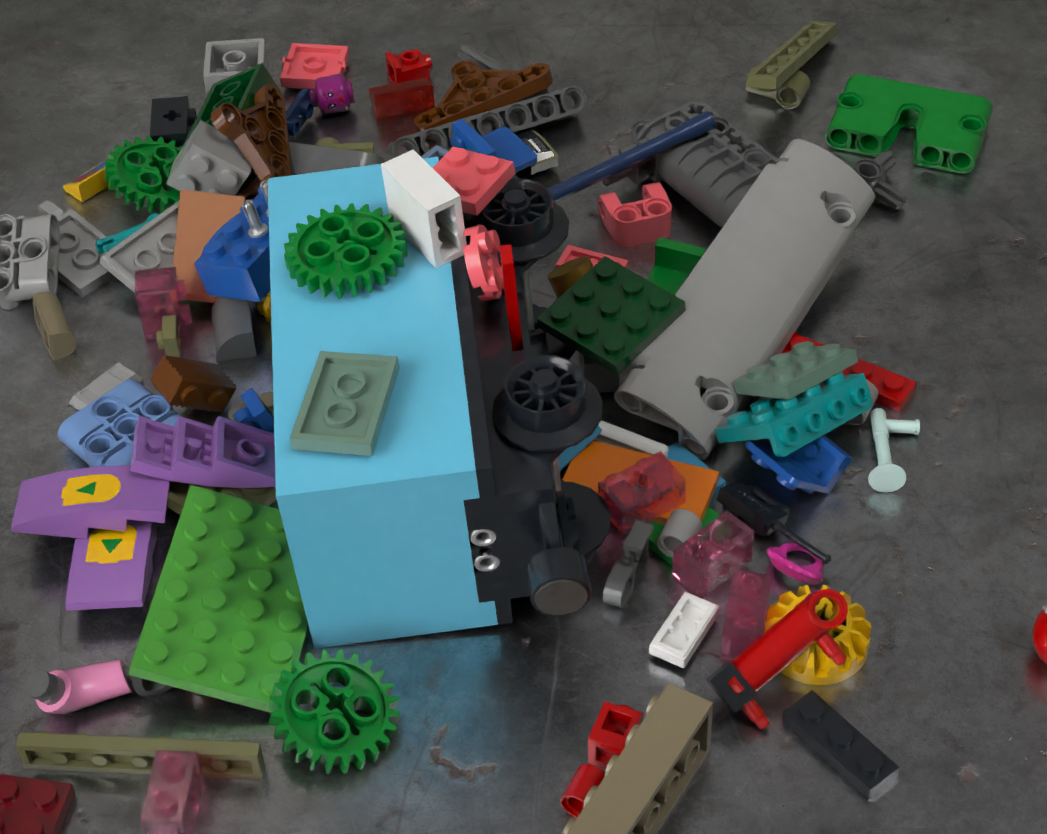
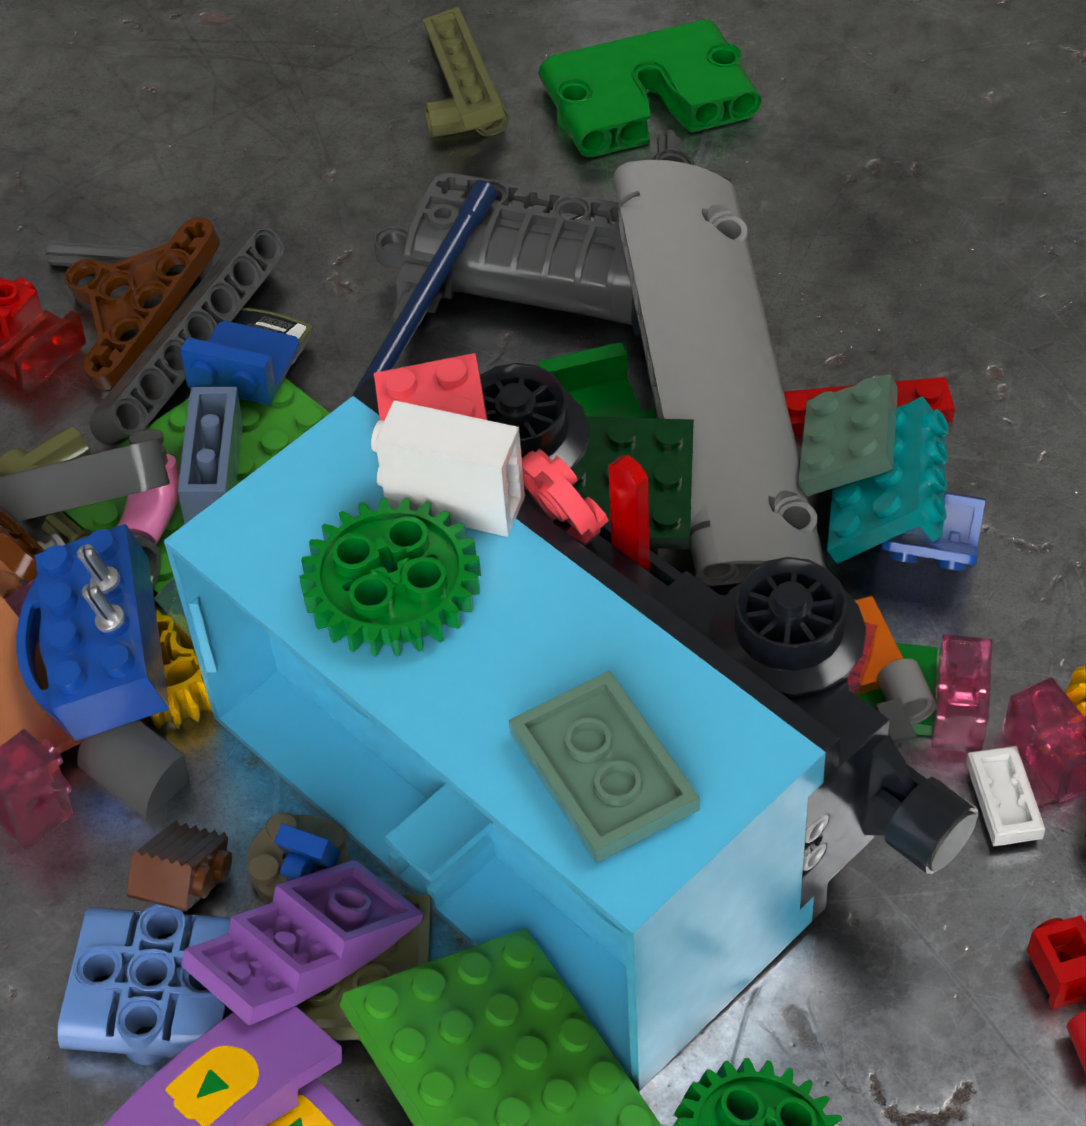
camera: 40 degrees left, 5 degrees up
(103, 384) = (45, 946): light grey tile -> none
(169, 337) = (70, 827): olive plate -> none
(639, 220) = (483, 330): coral piece -> none
(763, 512) = (949, 613): black piece -> none
(808, 574) = (1012, 655): dark pink piece -> none
(888, 476) = (1023, 496): light aqua piece -> none

